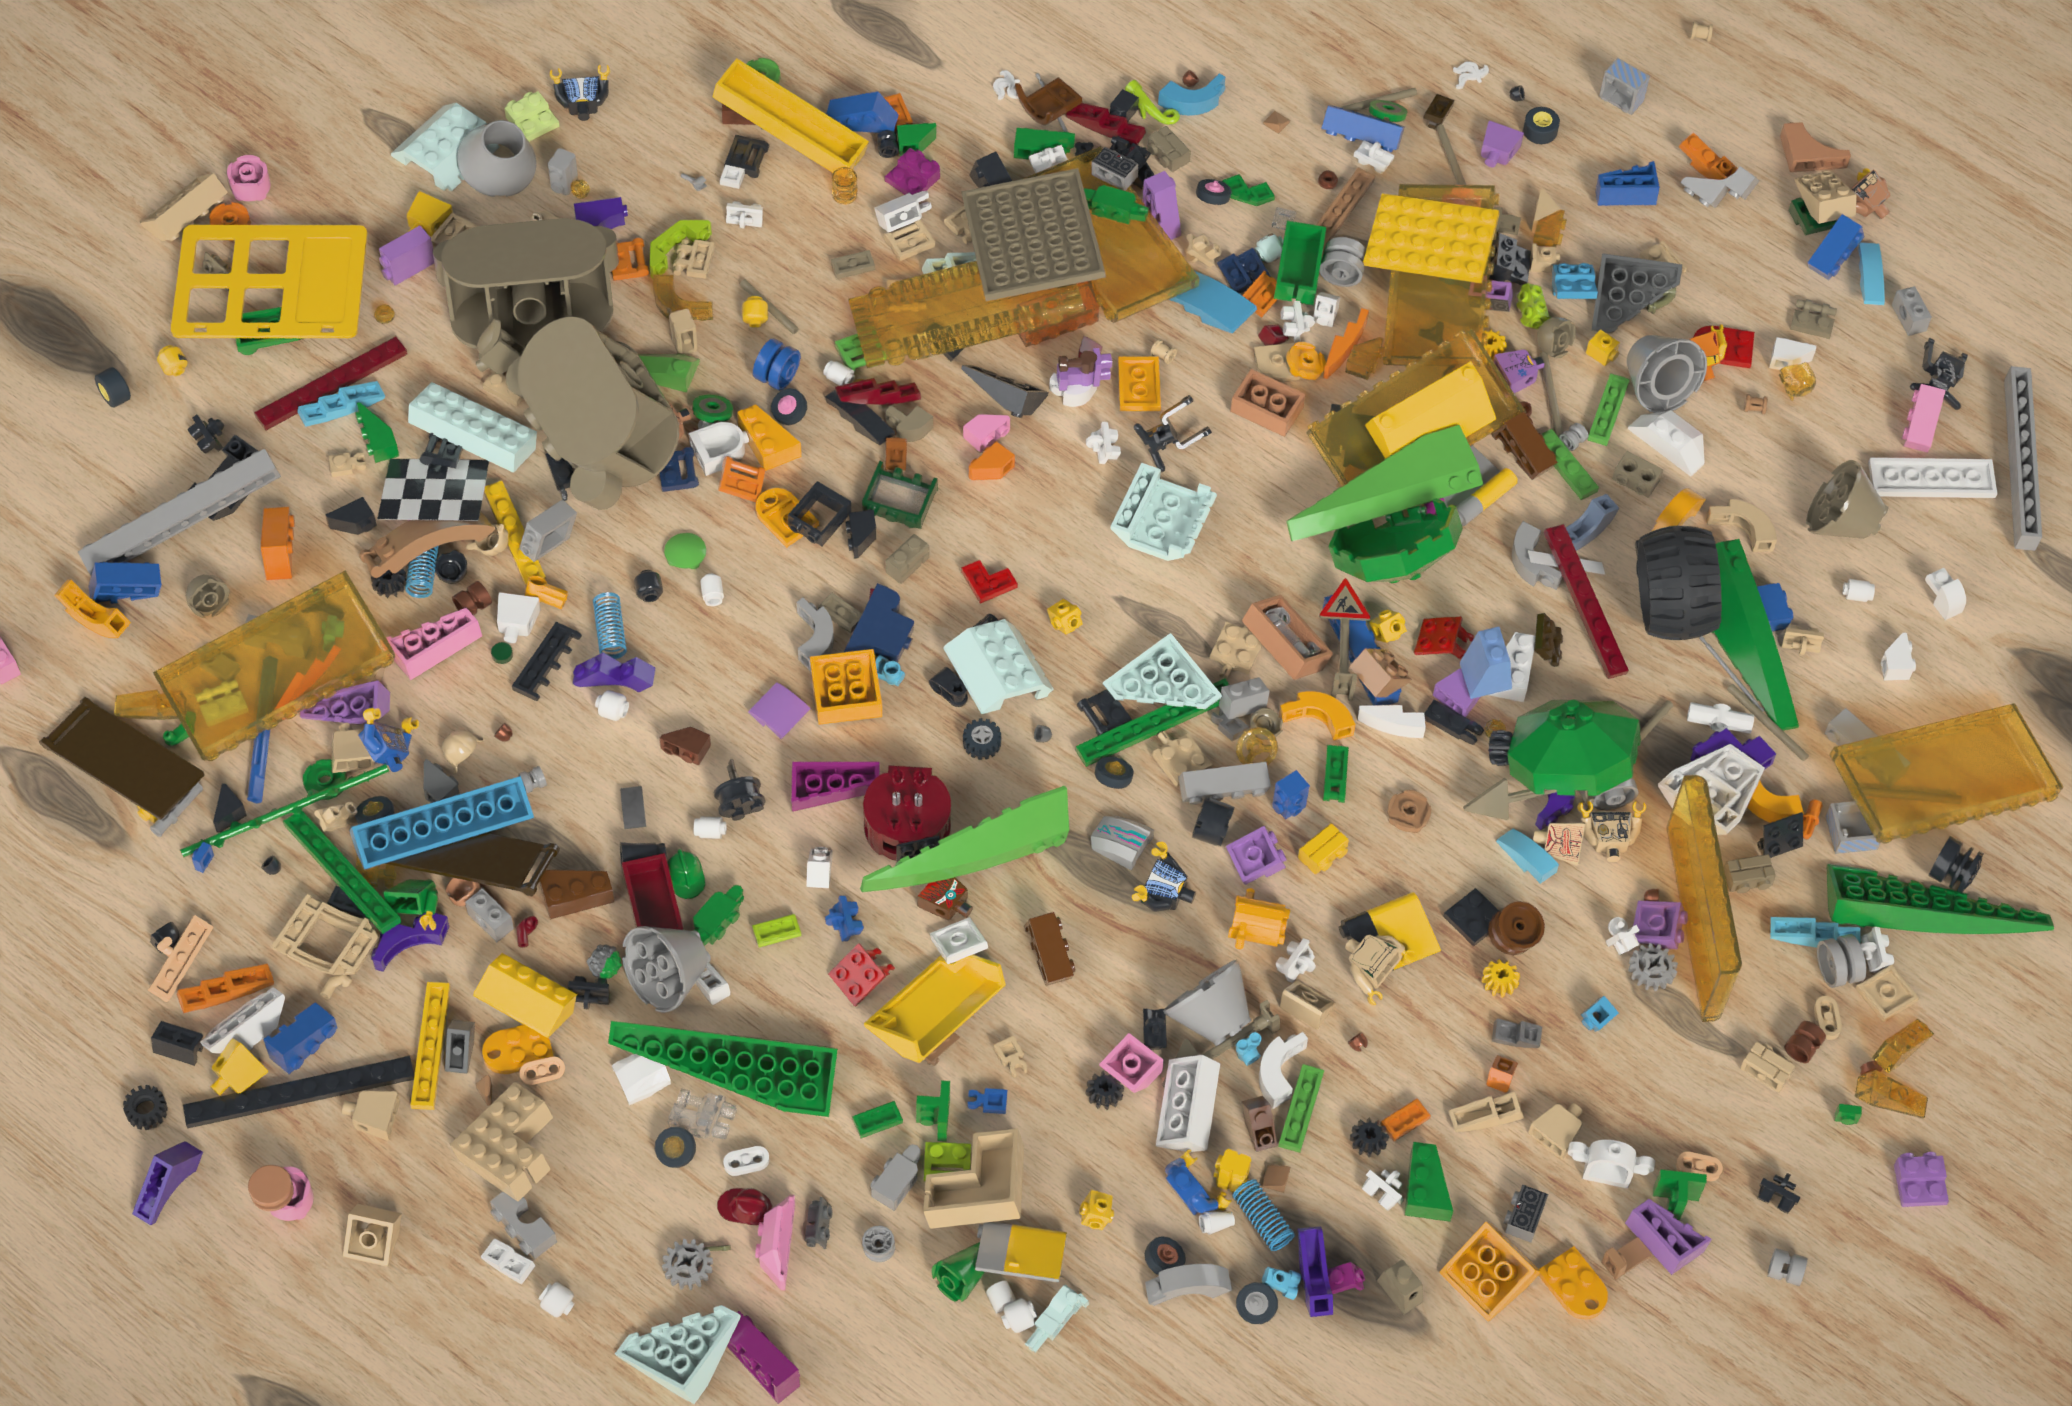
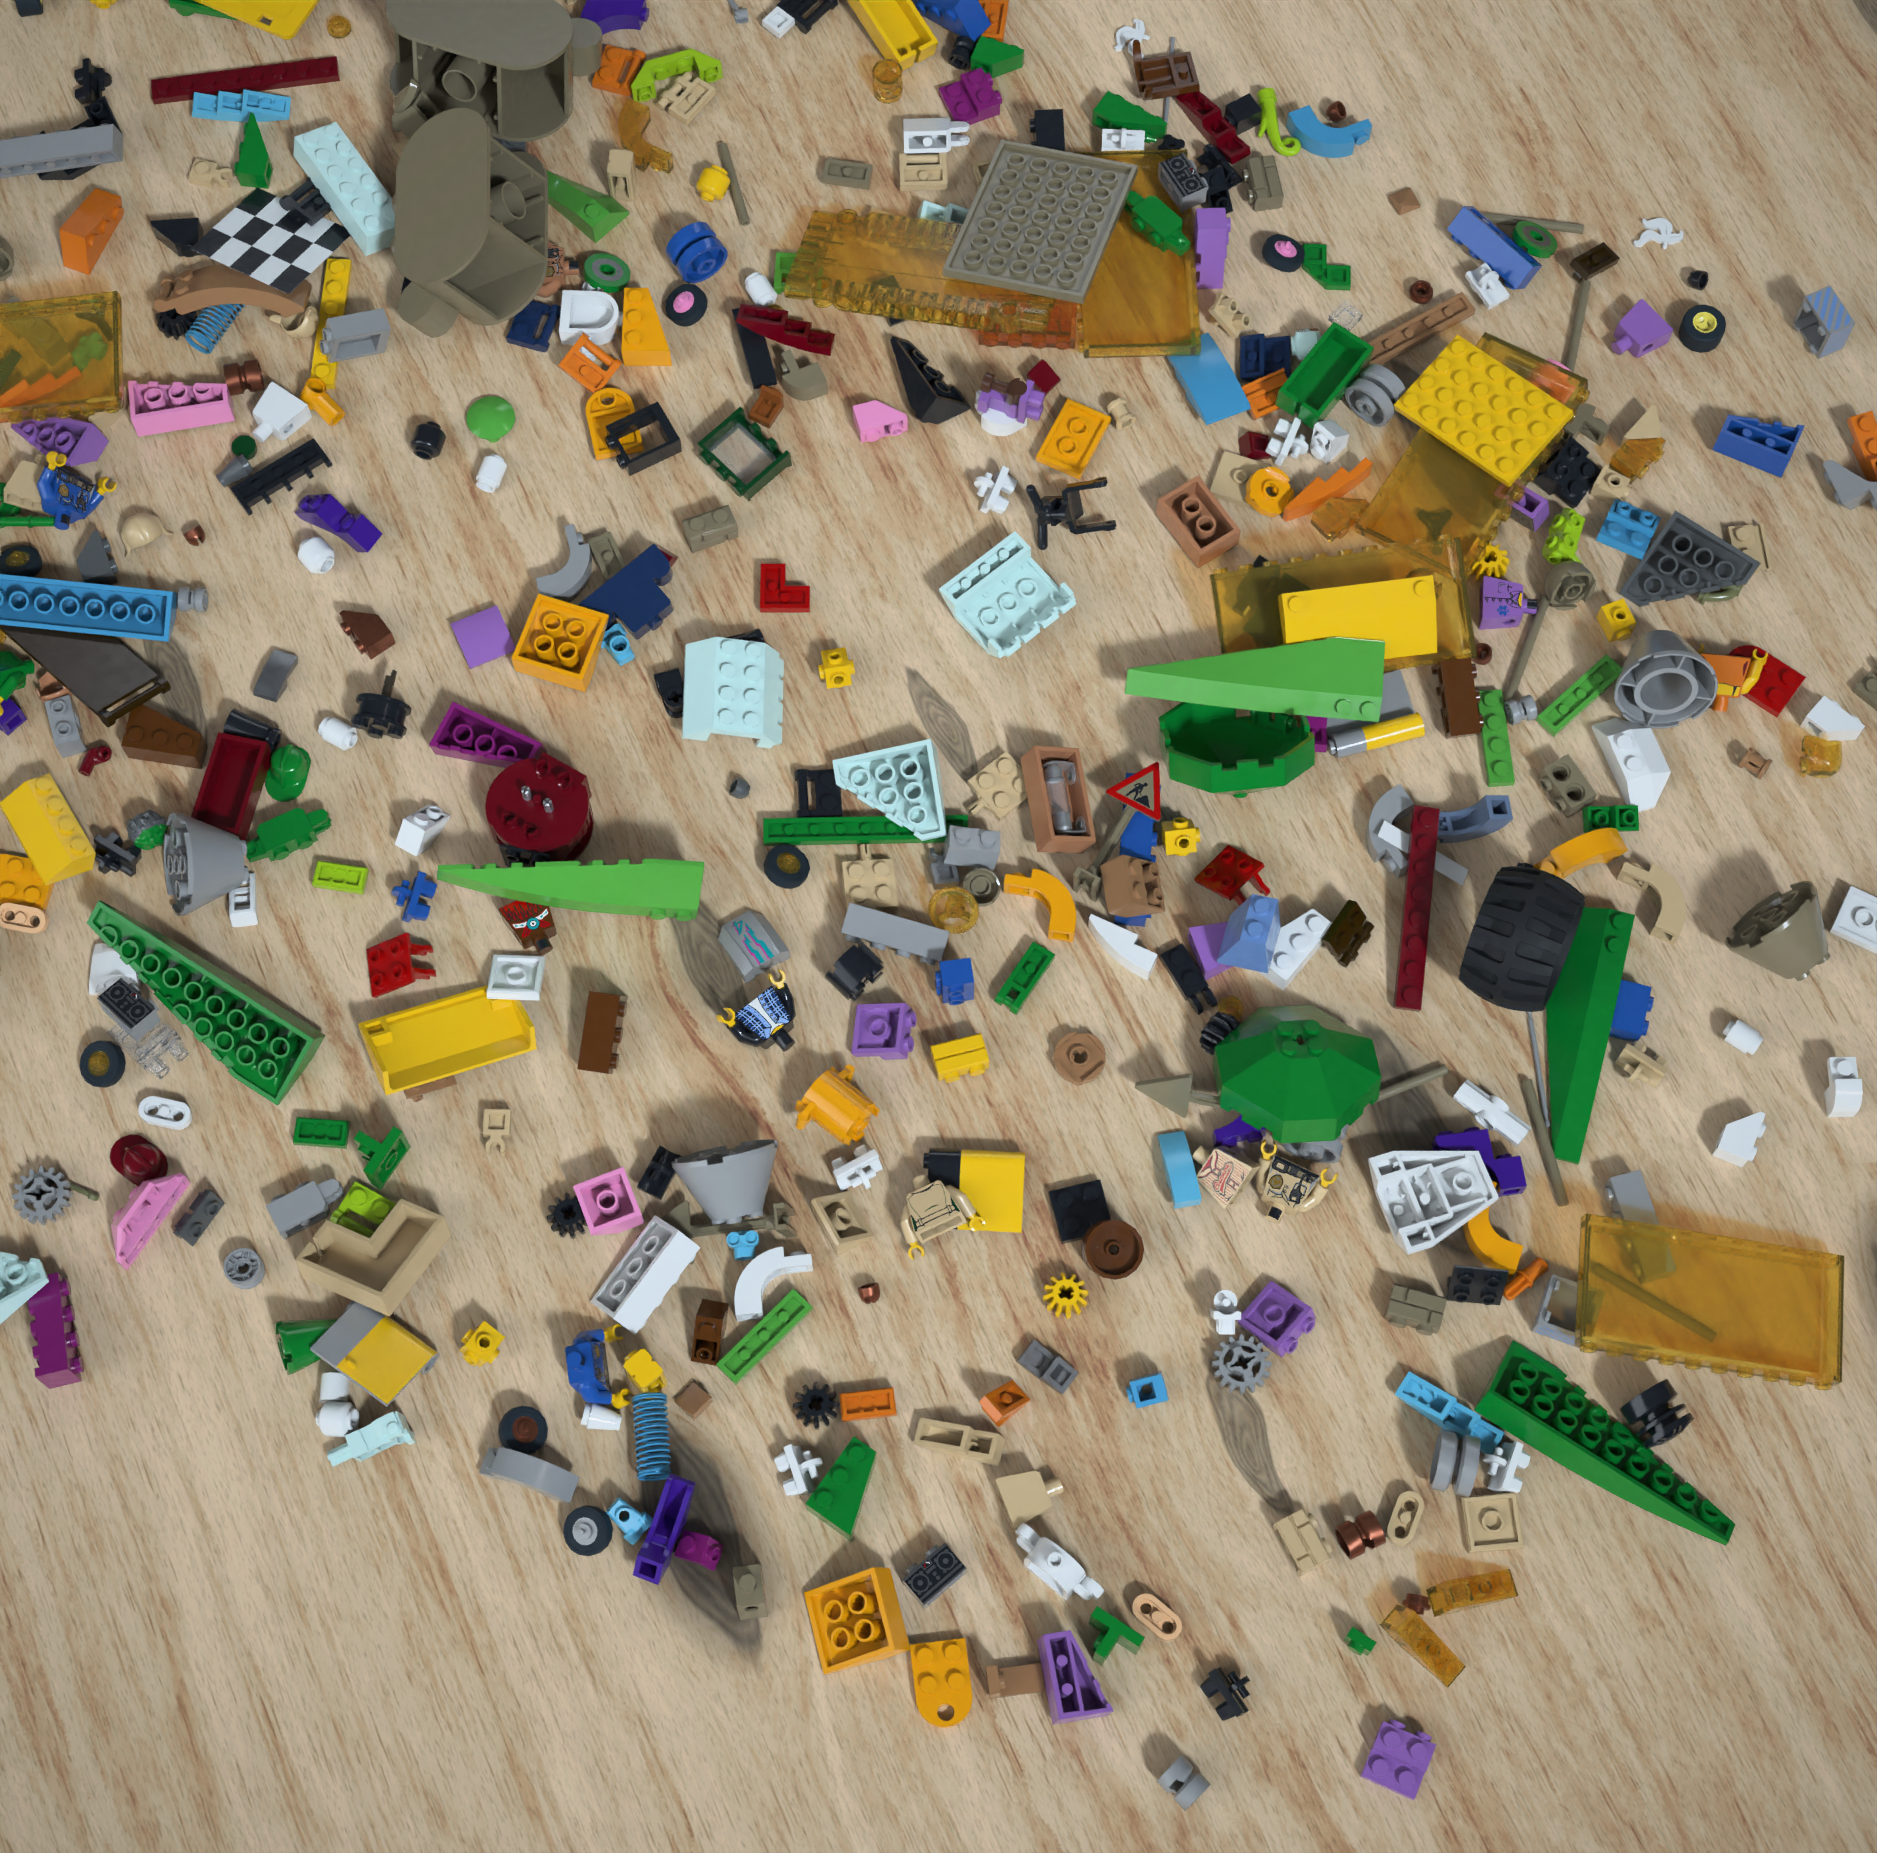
camera: 30 degrees right, 10 degrees up
(451, 567) = (244, 333): black hair -> none
(507, 671) = (235, 470): none -> dark grey cone
(603, 608) = (359, 493): dark azure piece -> none
(677, 1093) = (129, 1009): none -> brick
(744, 214) = (765, 71): white hips -> none
(862, 531) = (681, 477): black slope -> none
(982, 731) = (669, 756): black wheel -> none
(992, 464) = (861, 461): orange slope -> none
(992, 1100) = (448, 1170): blue plate -> none
(1651, 895) = (1291, 1283): copper hinge -> none
(1685, 479) = (1622, 817): none -> green slope
(1704, 896) = (1331, 1318): clear yellow windscreen -> none

